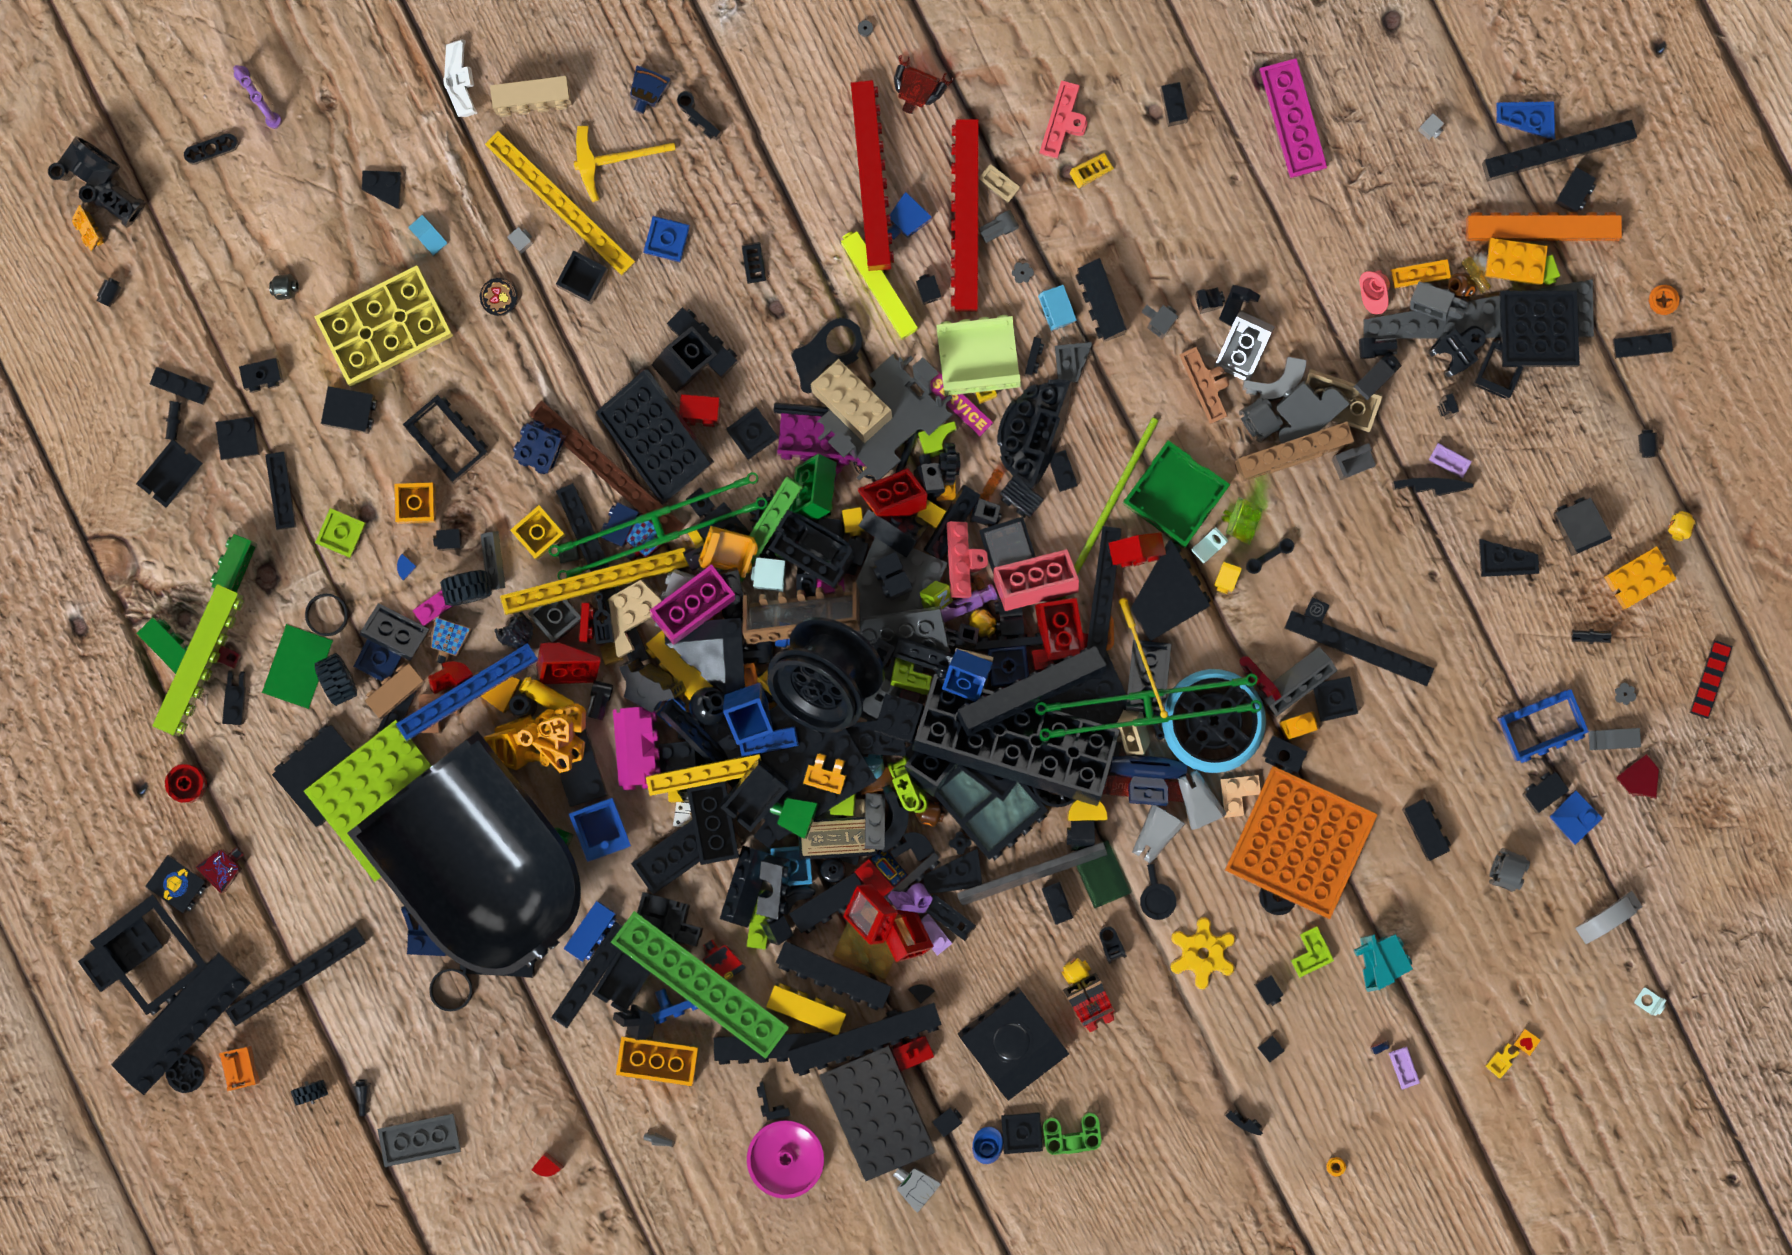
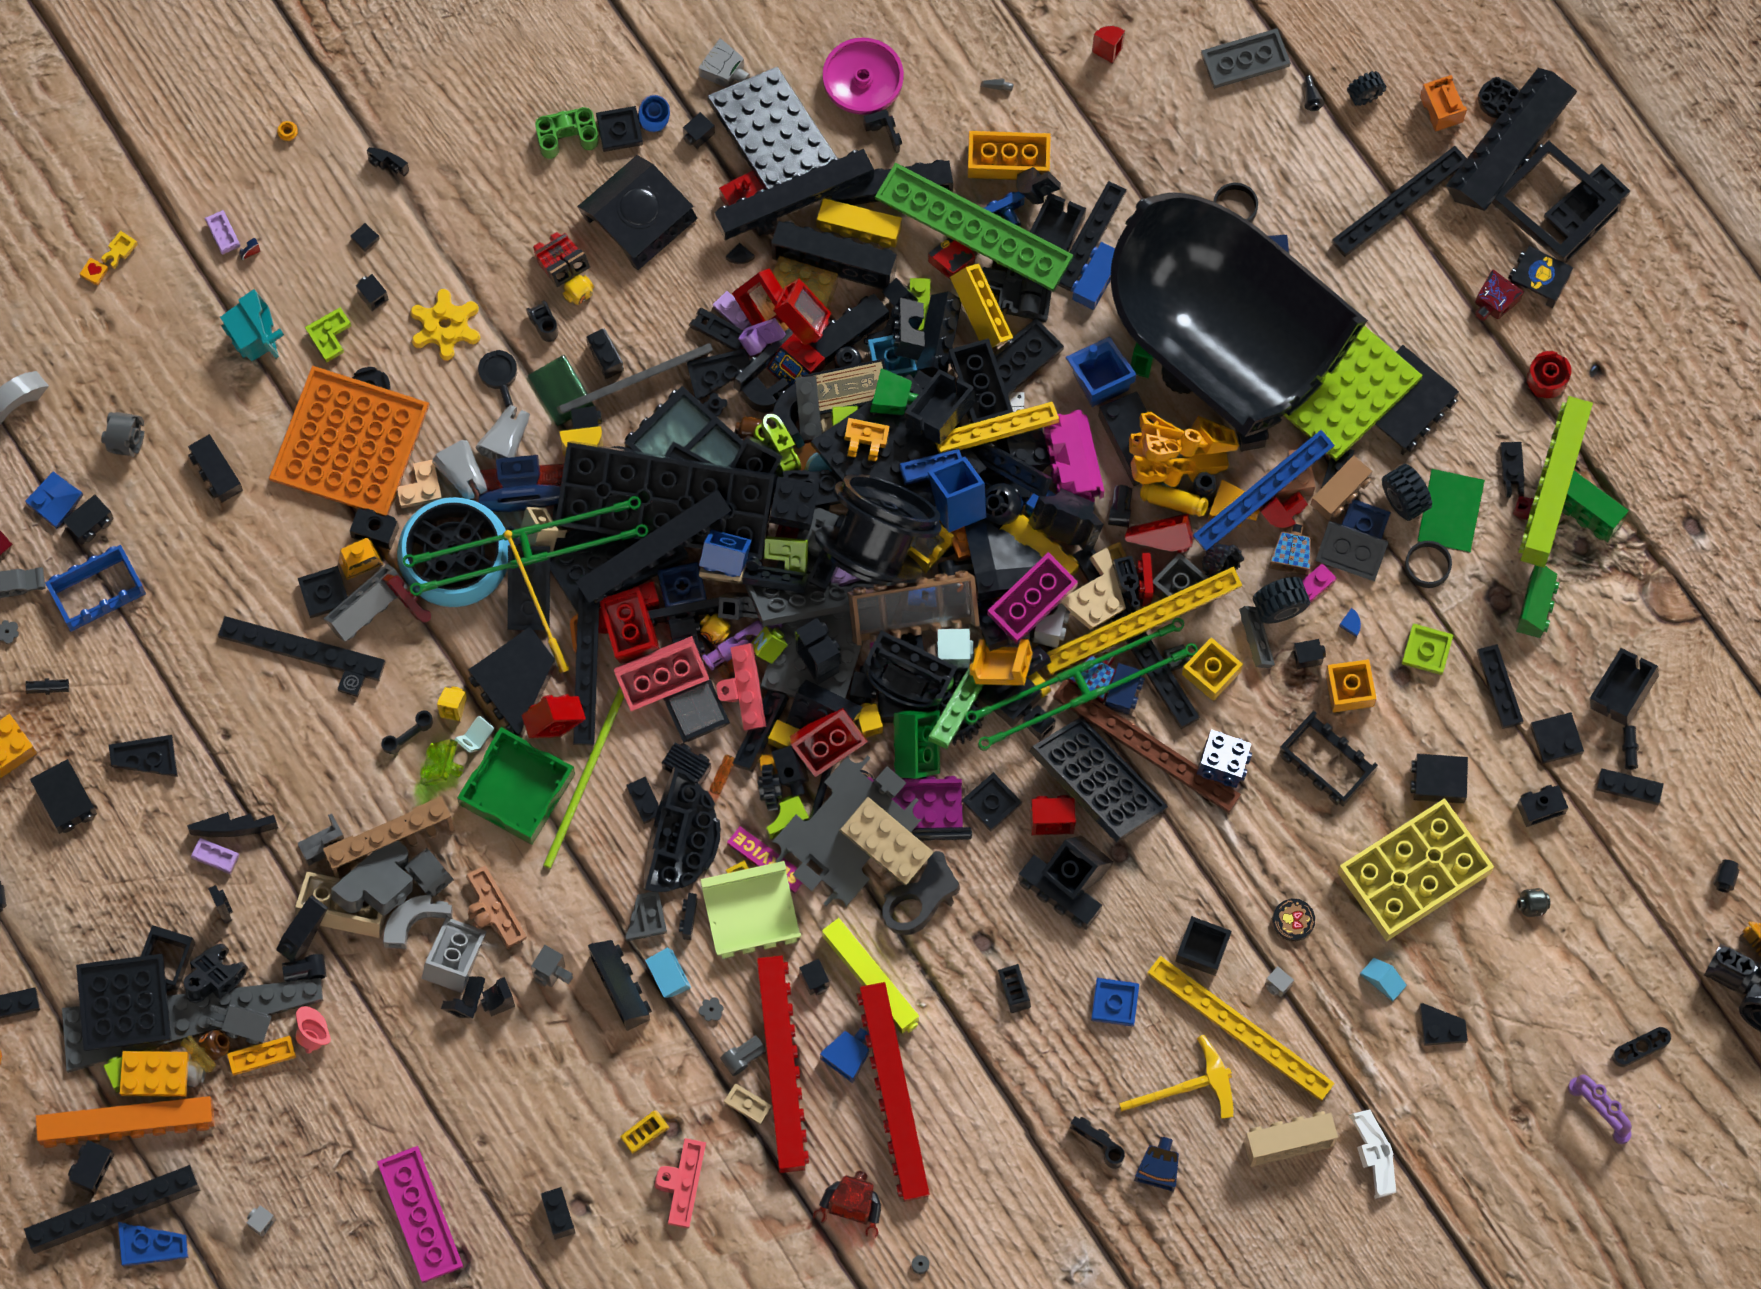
camera: 165 degrees right, 15 degrees down
(702, 906) = (981, 305): none -> yellow brick
(988, 508) = (715, 739): black brick -> none

